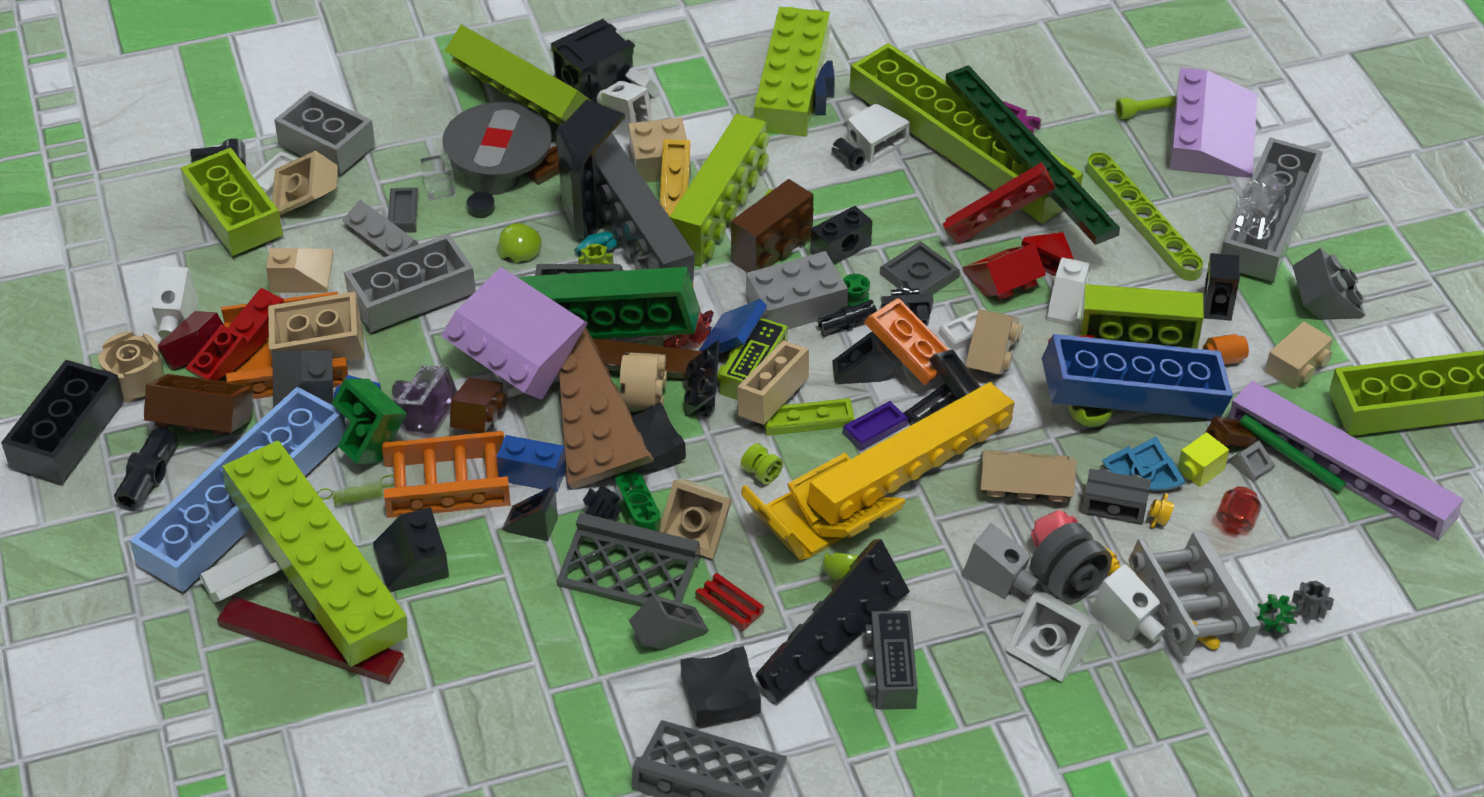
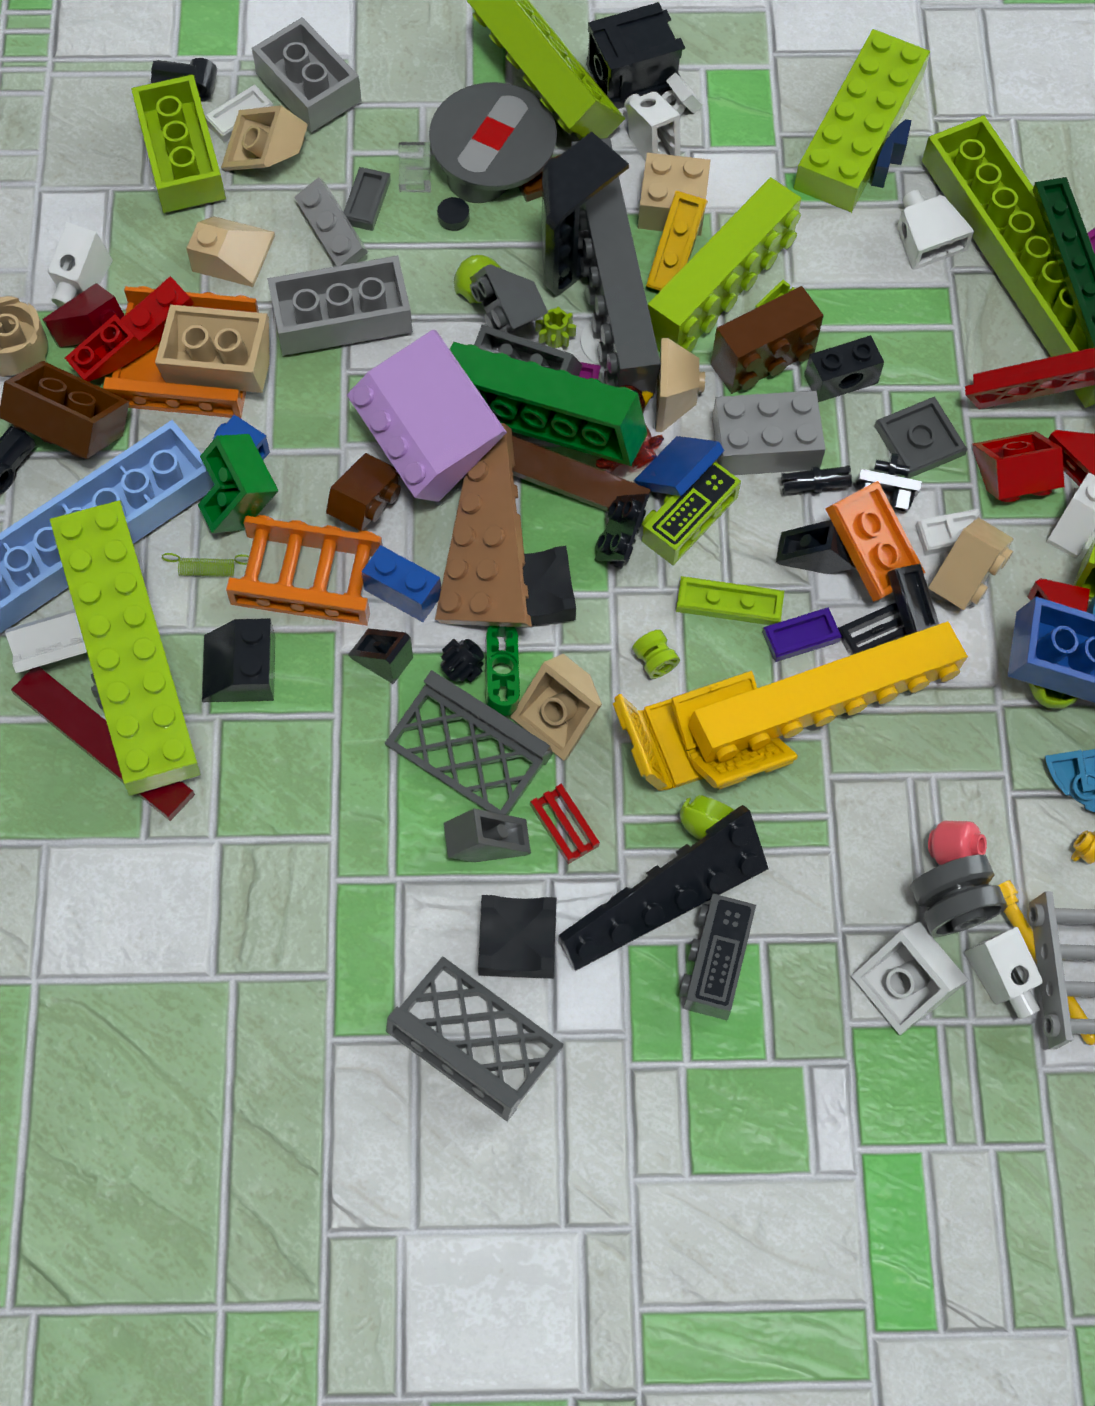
camera: 15 degrees right, 20 degrees up
(303, 369) = (188, 401): dark grey slope -> none
(425, 398) = (309, 467): clear purple brick -> none
(550, 240) = (507, 298): none -> dark grey slope
(603, 238) = (568, 298): teal arm -> none
(642, 380) = (553, 512): tan brick -> none
(711, 274) = (676, 383): none -> tan slope
(773, 382) = (700, 552): tan brick -> none
(853, 156) = (894, 256): black pin -> none
(858, 288) = (839, 438): green wheel -> none
(999, 564) = (879, 871): light grey torso -> none
(1028, 475) = (953, 751): tan slope -> none
(1116, 495) = (1045, 810): dark grey brick -> none

